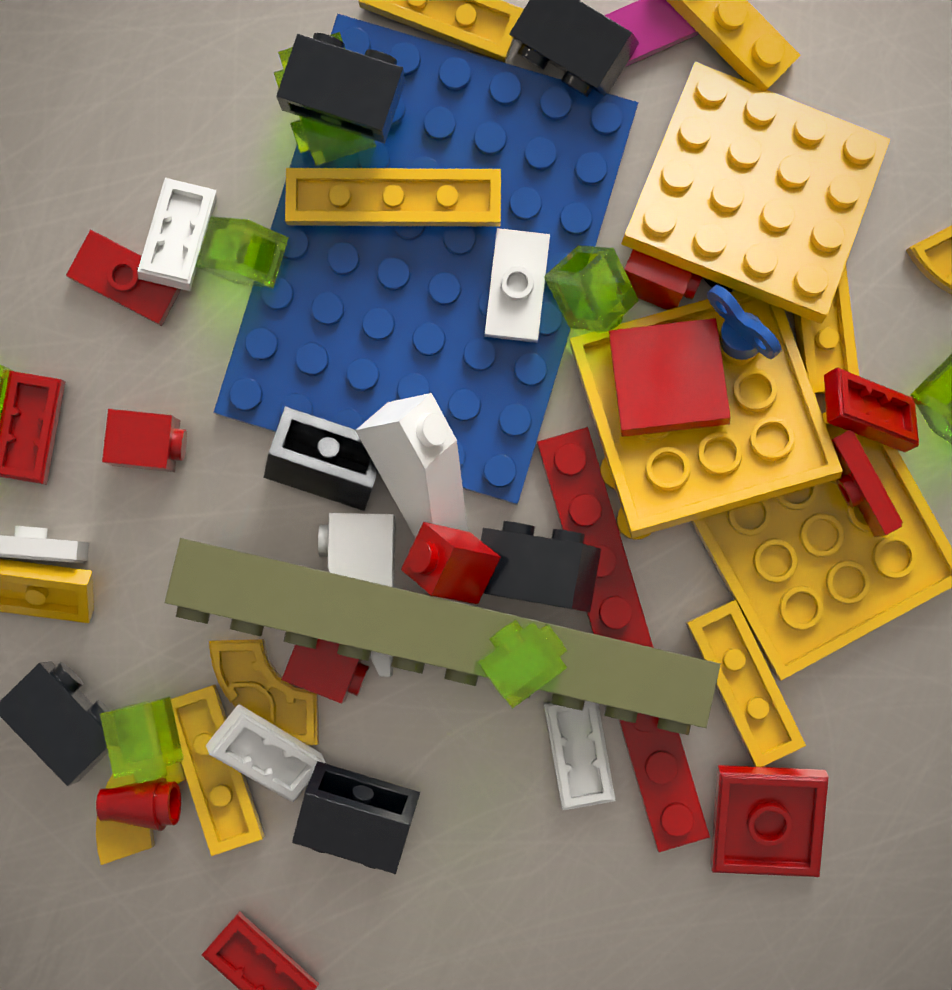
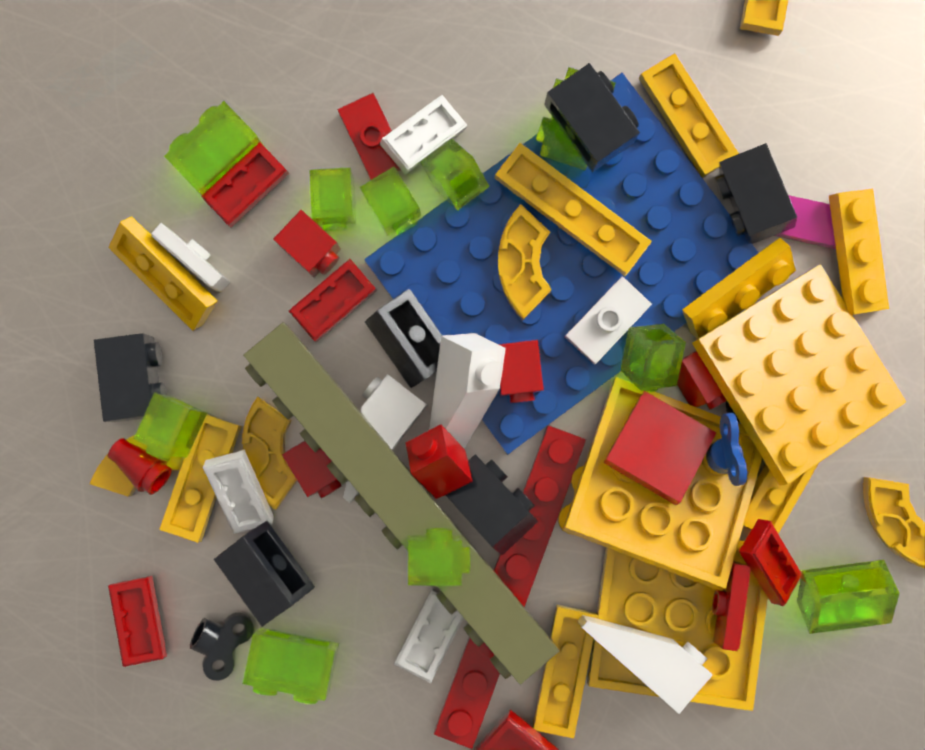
camera: 30 degrees right, 0 degrees up
(132, 372) = (332, 198): none -> clear neon green brick
(197, 331) = (391, 202): none -> clear neon green brick
(212, 480) = (332, 300): none -> red plate
(364, 927) = (220, 642): none -> black piece
(380, 293) = (520, 264): none -> yellow tile
(455, 893) = (290, 665): none -> clear neon green brick
(466, 405) = (521, 371): none -> red brick
(630, 149) = (740, 288): none -> yellow plate
(833, 599) = (656, 660): none -> white slope

